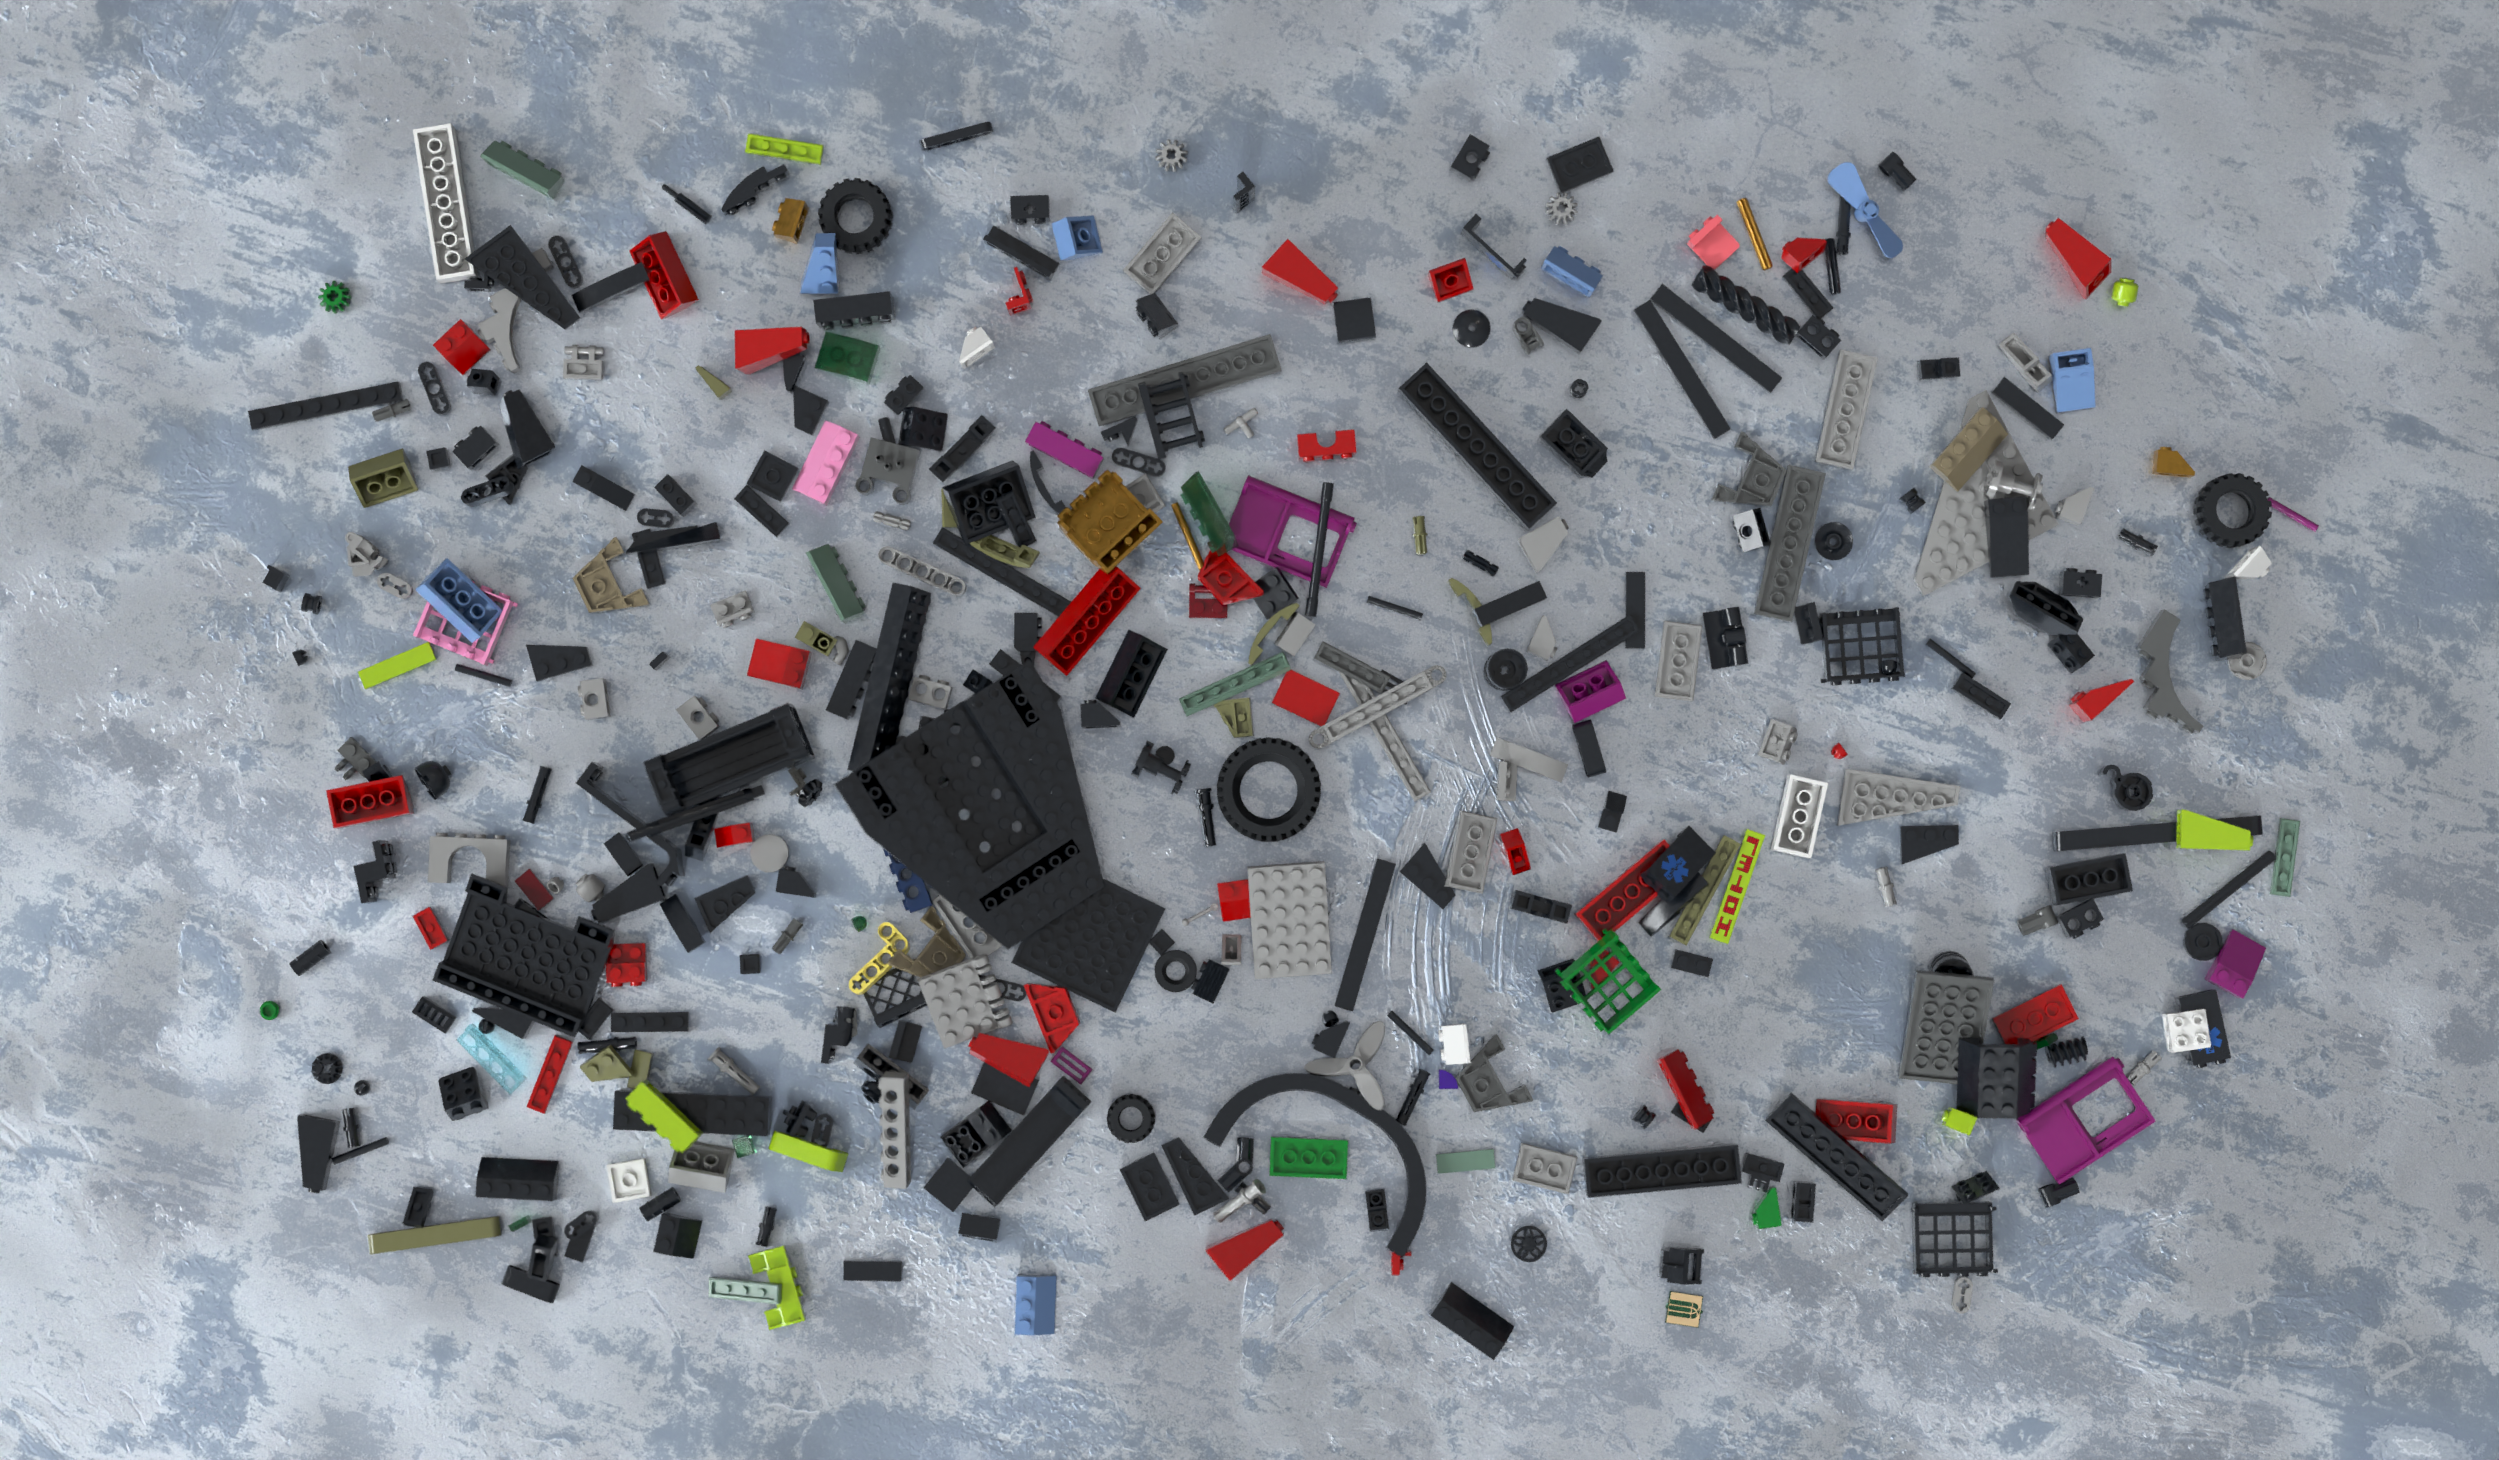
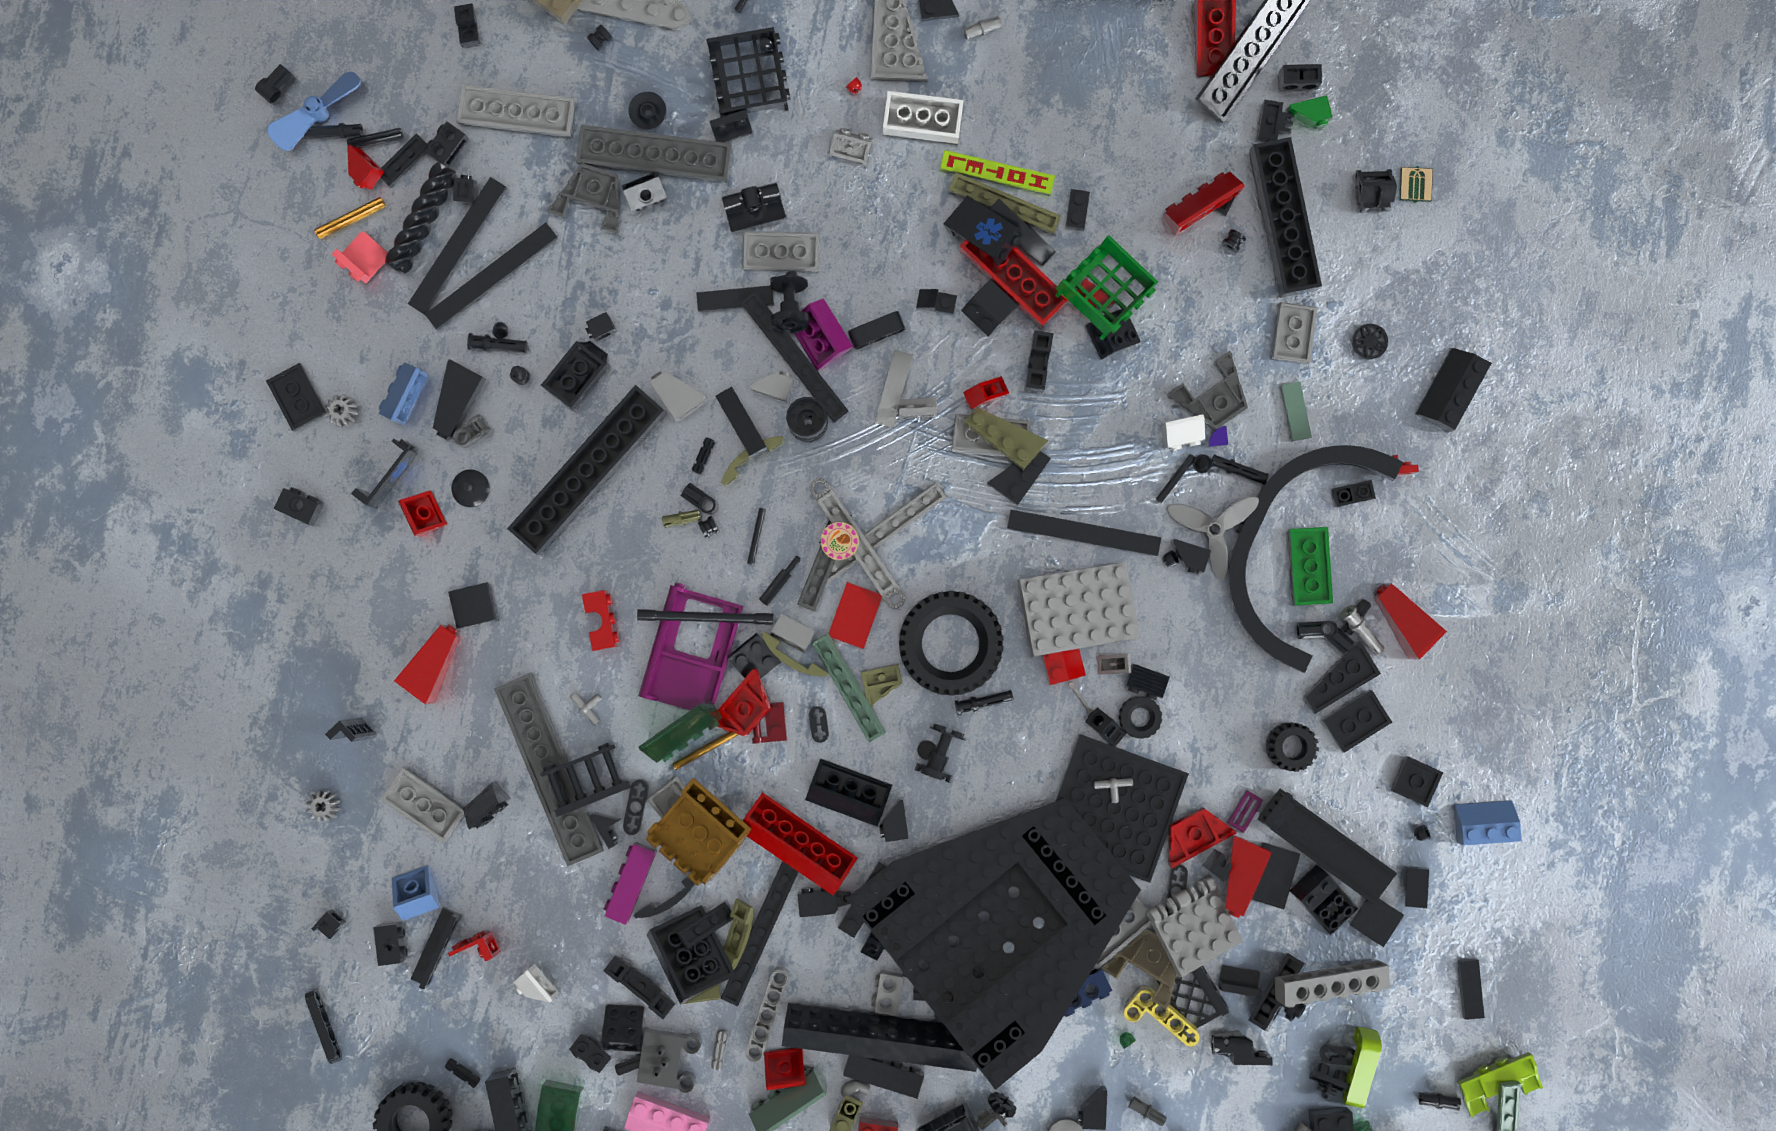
camera: 90 degrees left, 0 degrees up
(868, 583) = (784, 1068): none -> red tile
(896, 267) = (462, 1073): none -> black axle
(1020, 1028) = (1215, 864): none -> black hinge
(1031, 1240) = (1422, 833): none -> black hinge
(1055, 151) = (329, 924): none -> black panel
(1083, 1240) = (1417, 781): none -> black plate
(1112, 936) = (1113, 784): none -> light grey piece
(1173, 931) = (1108, 726): none -> black brick
(1199, 646) = (823, 722): none -> black beam
(1346, 625) = (778, 583): none -> black axle
(1381, 689) = (839, 540): none -> tile
(1408, 561) = (708, 527): none -> black wheel
(1422, 1060) = (1202, 463): none -> black plate
(1437, 554) = (699, 498): none -> black piece
(1463, 872) = (1011, 440): none -> olive wing
(1599, 863) = (989, 307): none -> black slope
(1611, 663) = (789, 315): none -> black piece
(1614, 358) = (487, 343): none -> black pin
(1619, 473) = (600, 327): none -> black brick
(1626, 373) = (500, 330): none -> black hinge
(1771, 351) = (464, 189): none -> black bracket

